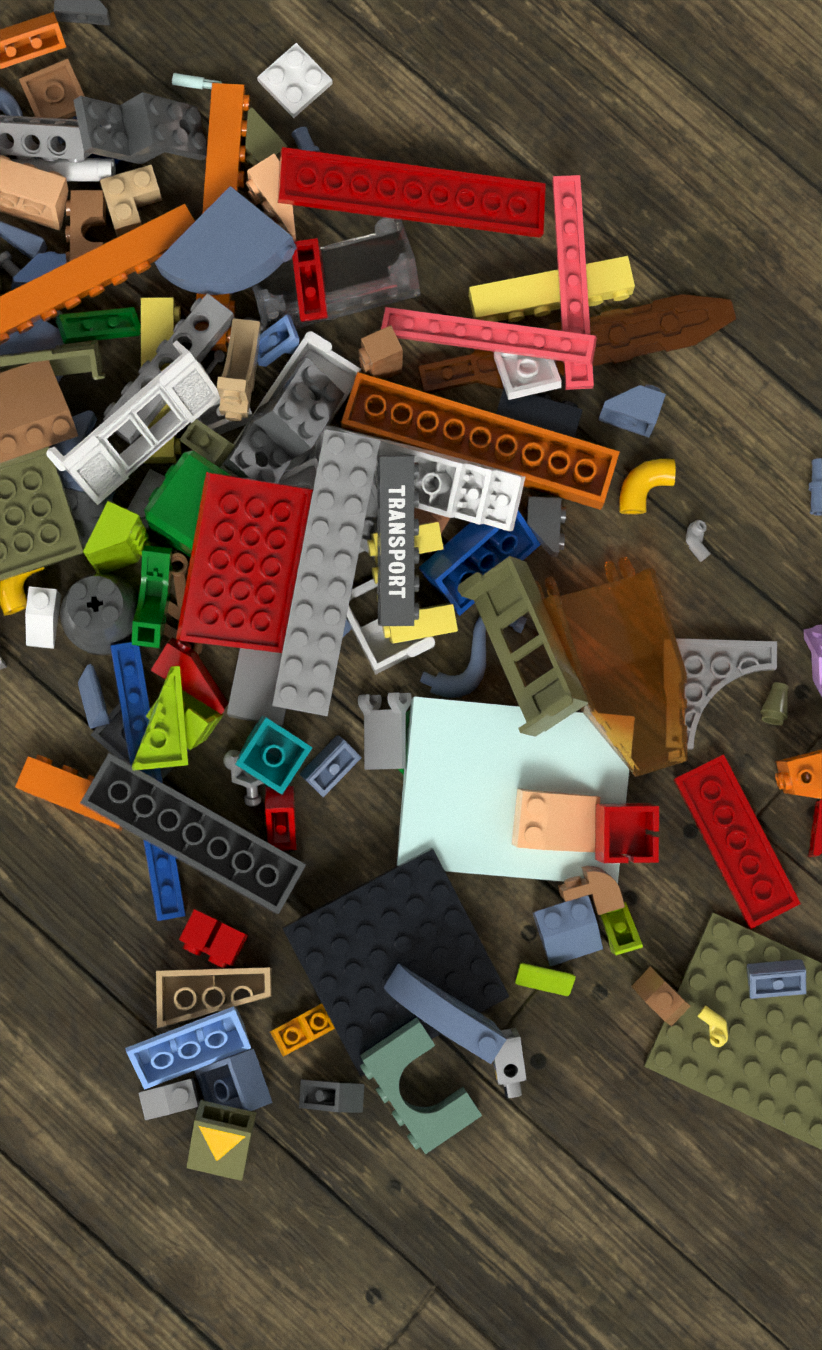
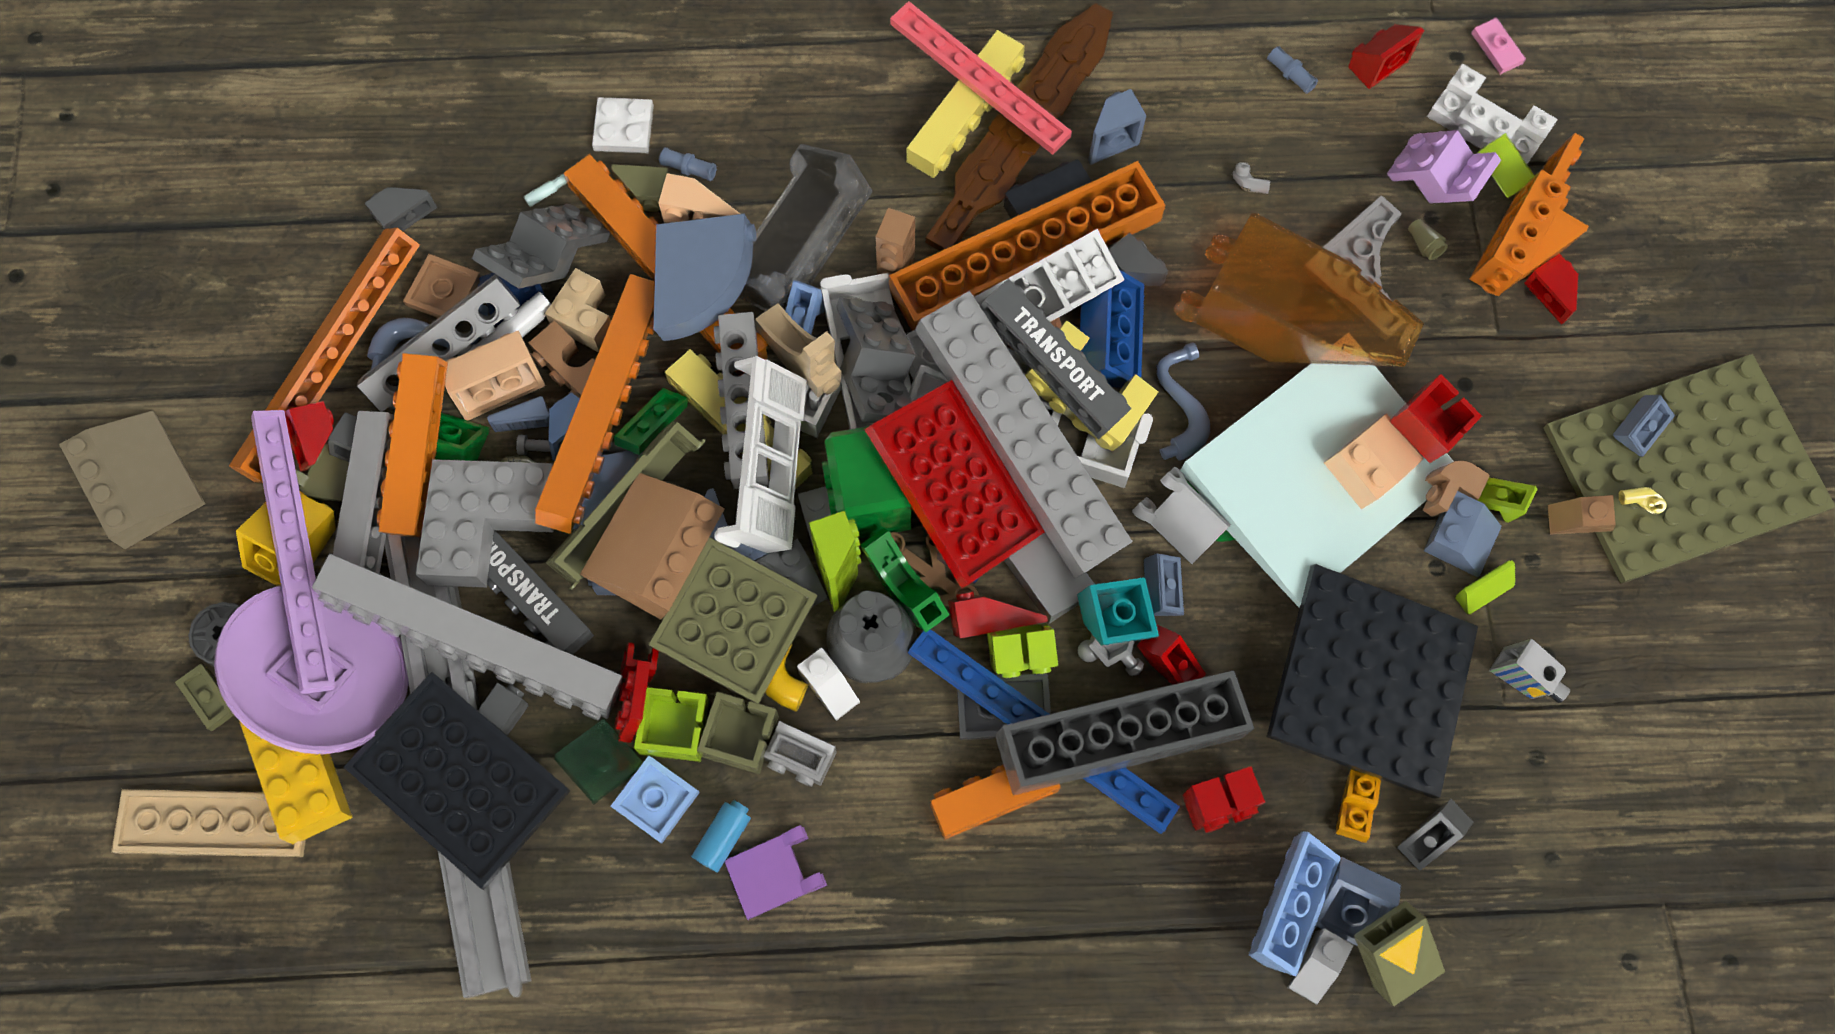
camera: 40 degrees left, 10 degrees down
(93, 698) = (933, 706): sand blue slope -> none
(165, 735) = (1031, 669): lime wing -> none
(198, 993) = (1256, 854): tan wedge -> none
(207, 442) = (820, 423): olive plate -> none
(310, 280) = (785, 244): red slope -> none
(411, 192) = (794, 119): red plate -> none
(427, 1125) = (1454, 762): sand green arch -> none
(446, 1013) = (1465, 673): sand blue brick -> none
(491, 336) = (963, 161): coral plate -> none
(501, 599) = (1167, 337): olive piece -> none
(526, 374) = (1010, 165): white plate -> none
(641, 480) = (1169, 173): yellow cylinder -> none
(737, 841) = (1507, 358): red plate -> none

